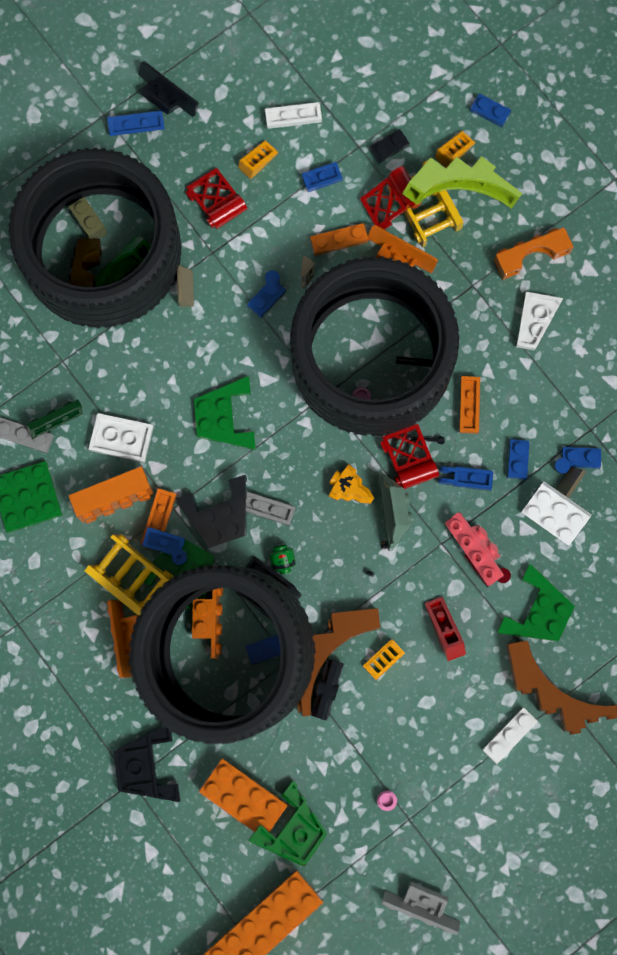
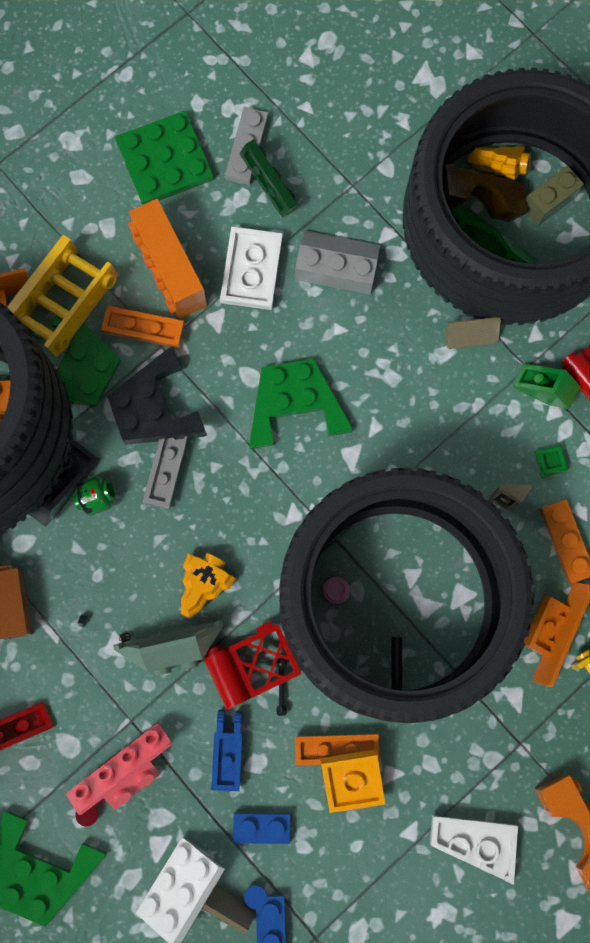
camera: 80 degrees right, 0 degrees up
(57, 251) = (501, 160): none -> light orange rock
(122, 375) = (336, 262): none -> light grey slope
(166, 543) = (104, 337): blue hinge -> none
(228, 240) = (547, 385): none -> green slope
(268, 295) = (473, 447): blue hinge -> none
(281, 244) = (551, 461): none -> green tile
(491, 394) = (352, 781): none -> light orange plate

